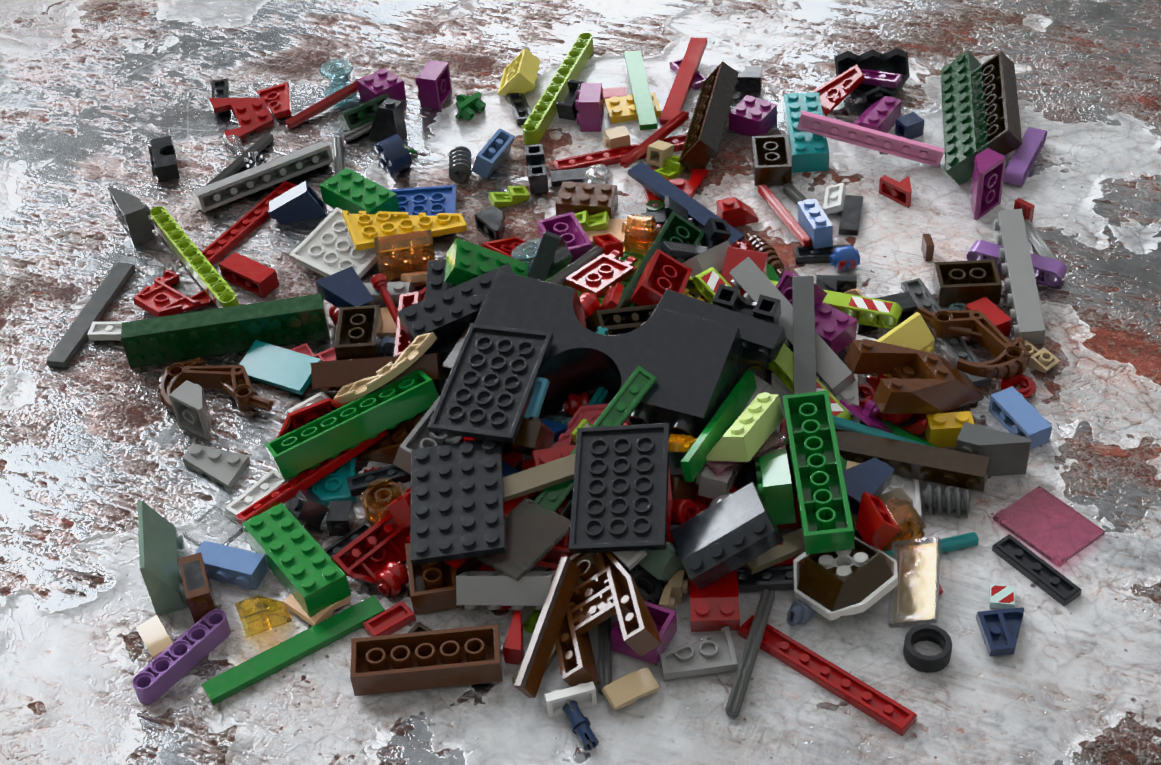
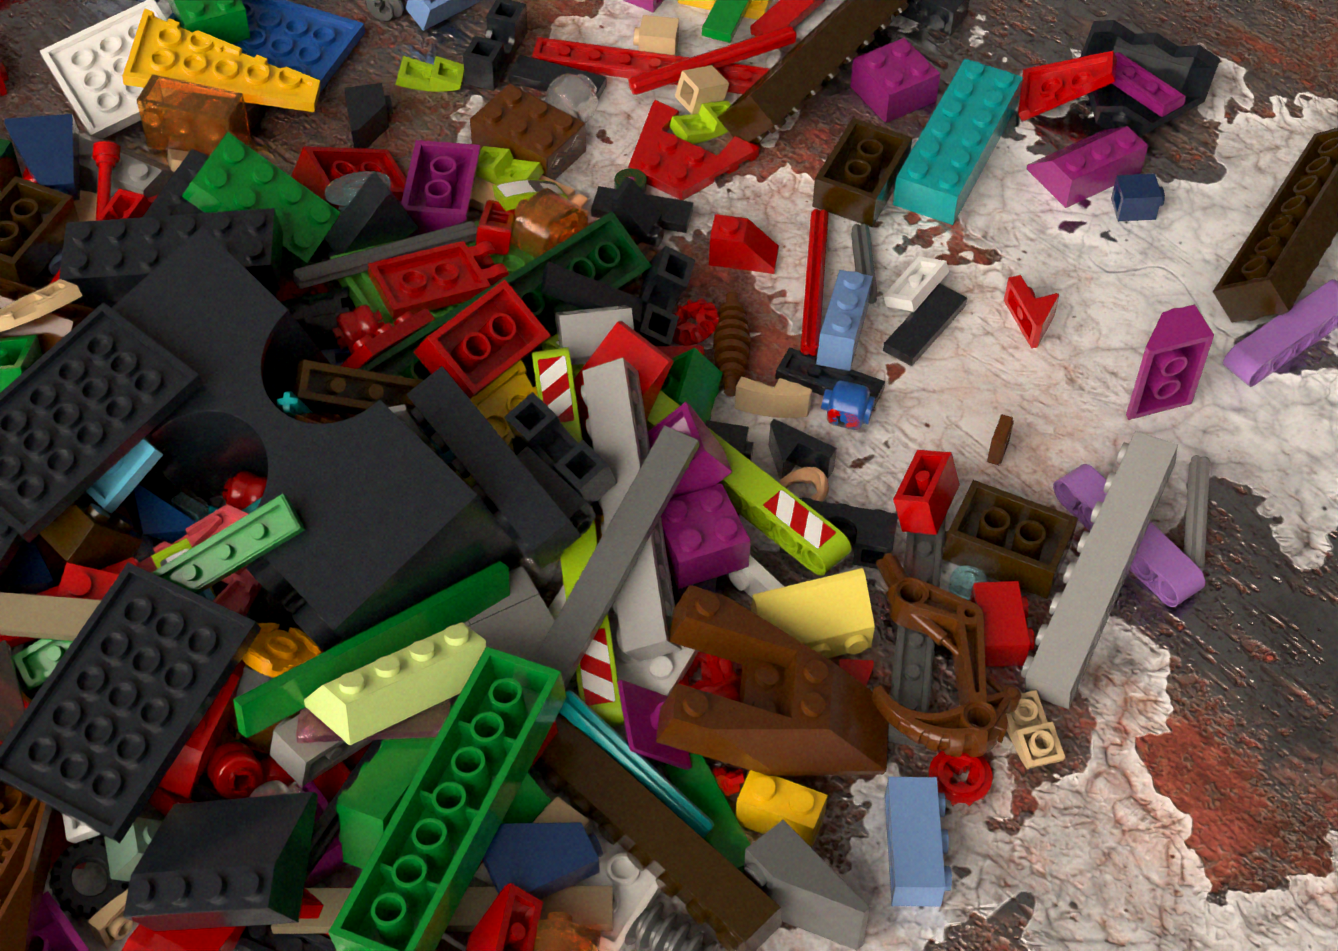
camera: 20 degrees right, 10 degrees up
(609, 226) = (512, 192): none -> slope
(662, 187) = (671, 196): dark blue tile -> none
(812, 267) = (782, 401): none -> tan slope
(870, 138) = (1041, 199): bright pink plate -> none
(915, 276) = (926, 492): none -> red brick
(963, 115) = (1233, 213): dark green brick -> none
(1027, 208) = (1212, 437): red tile -> none

